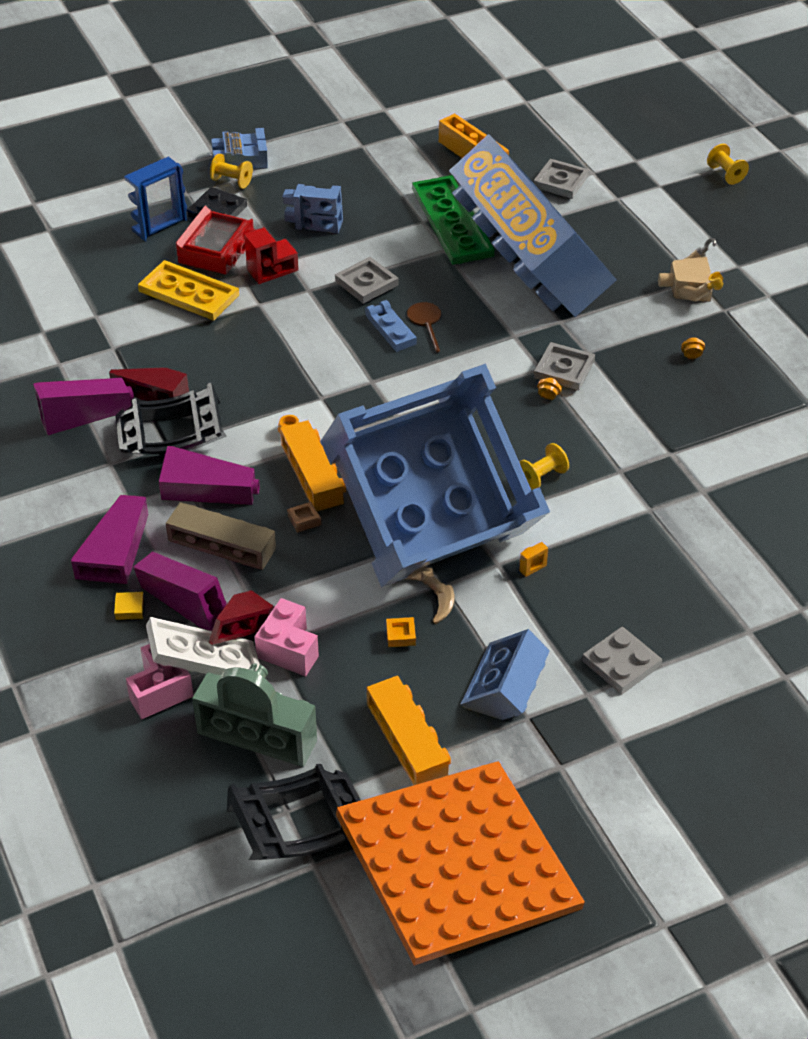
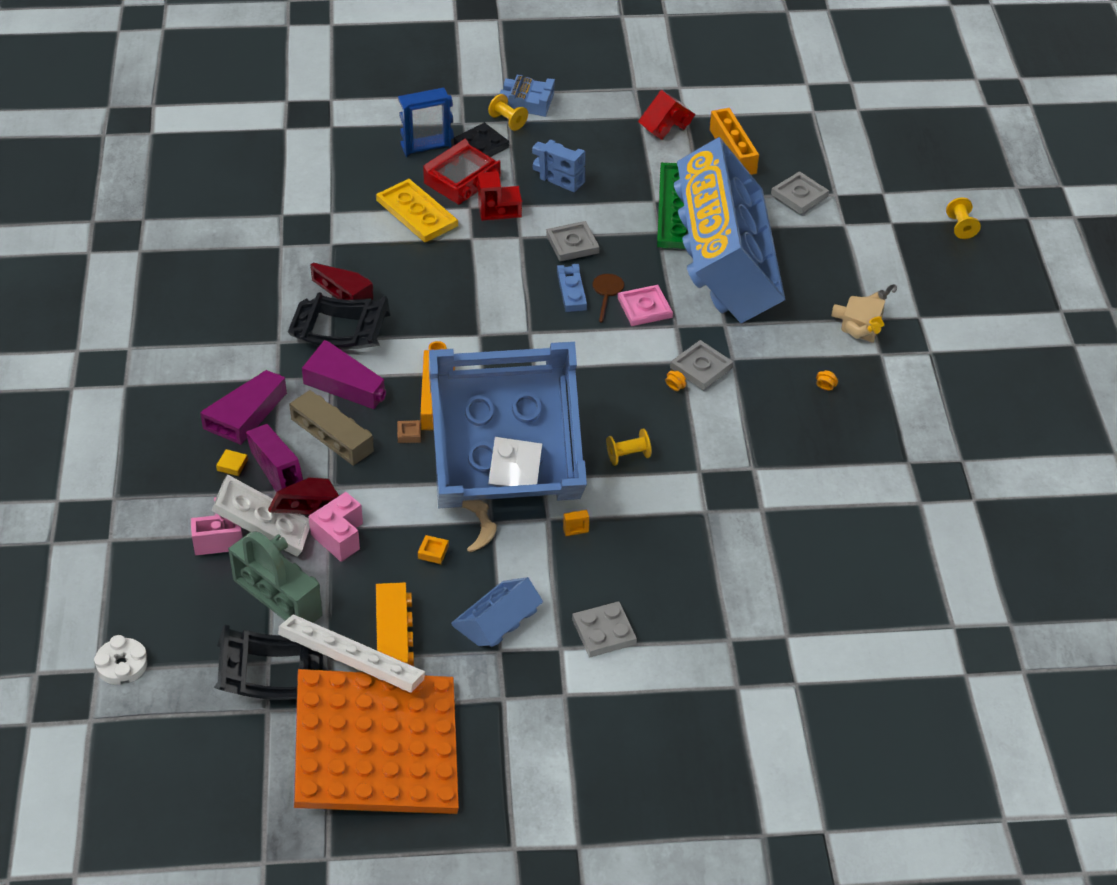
camera: 20 degrees right, 0 degrees up
(80, 402) = (275, 283): magenta slope -> none
(116, 849) = (119, 648): none -> white plate
(386, 770) = (351, 653): none -> white plate
(392, 135) = (664, 113): none -> red brick
(451, 514) = (514, 462): none -> white plate
(473, 324) = (645, 305): none -> bright pink tile

